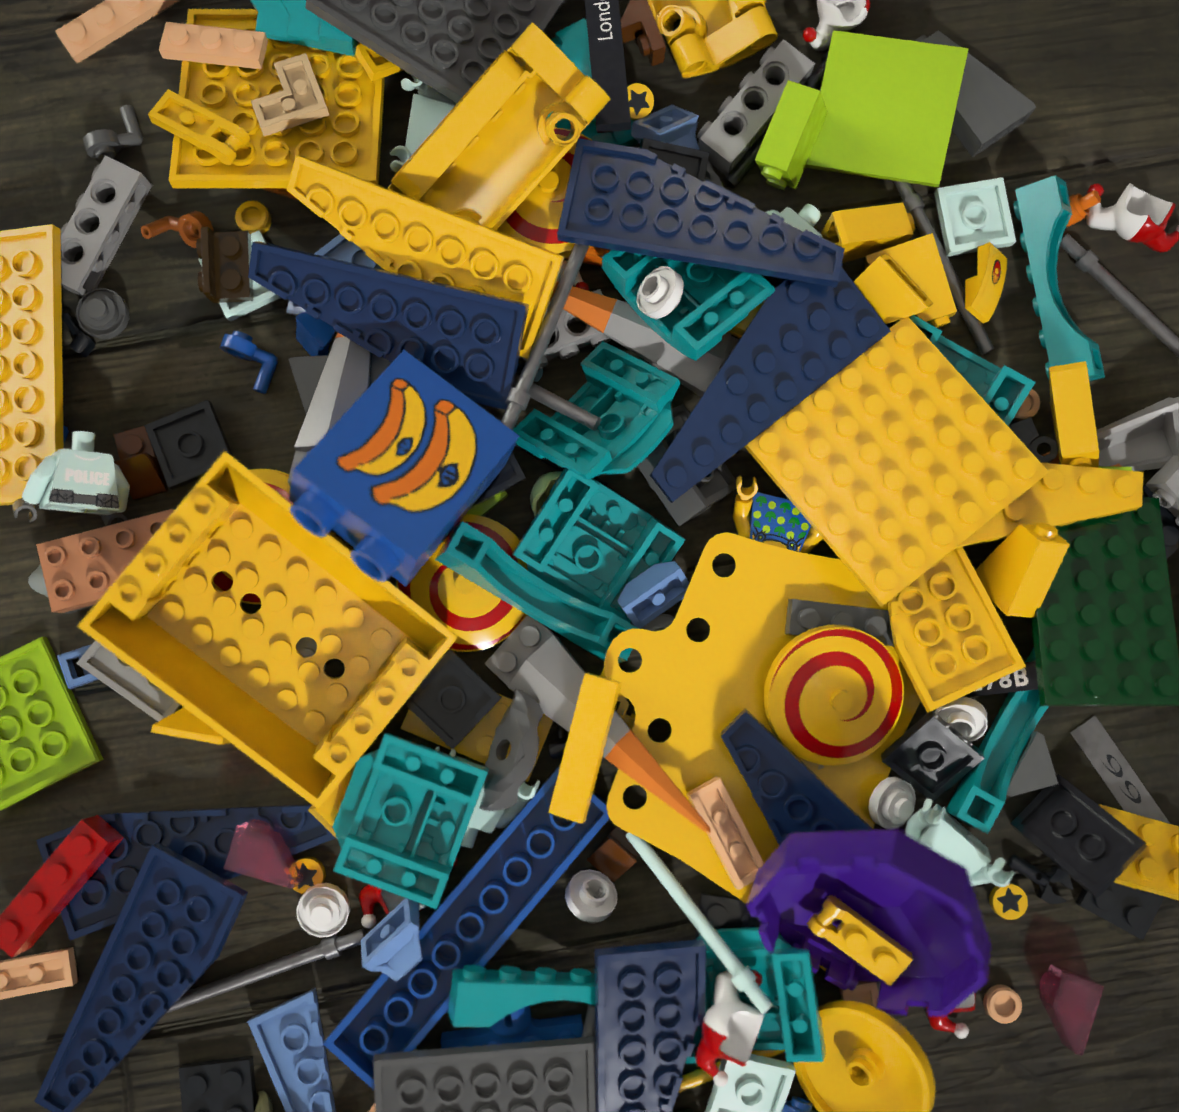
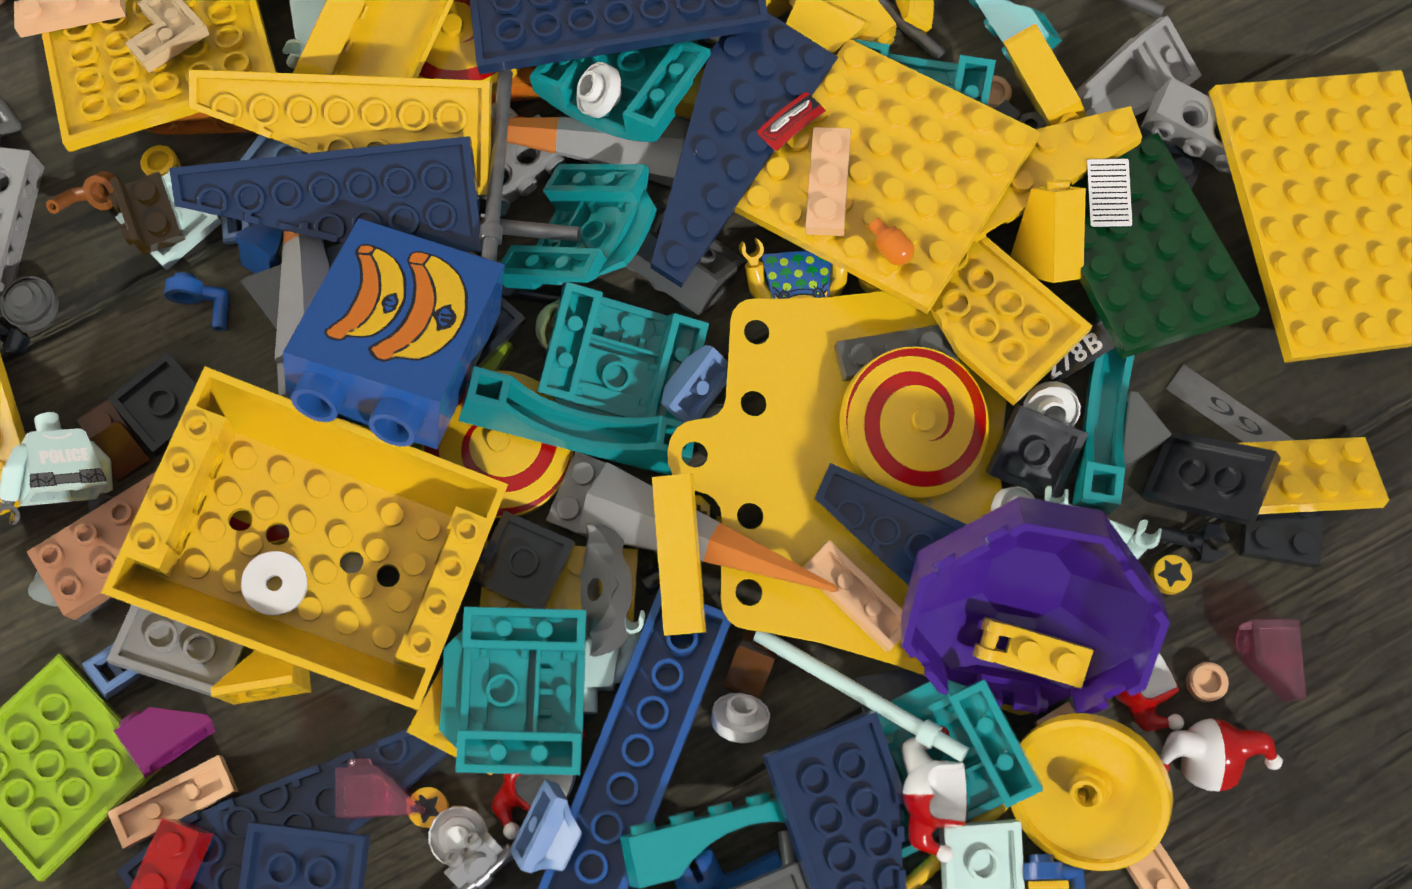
camera: 20 degrees left, 10 degrees down
(99, 797) = (172, 800): none -> light nougat plate
(101, 741) = (161, 736): none -> magenta slope
(198, 126) = (79, 82): yellow plate -> none
(217, 653) = (263, 568): none -> white piece
(327, 941) = (475, 861): none -> light grey piece
(824, 381) = (790, 120): none -> sticker
(837, 453) = (828, 181): none -> light nougat plate
(873, 536) = (892, 243): none -> orange cylinder
(985, 1071) = (1217, 753): none -> white piece
(1090, 548) = (1109, 192): none -> white sticker

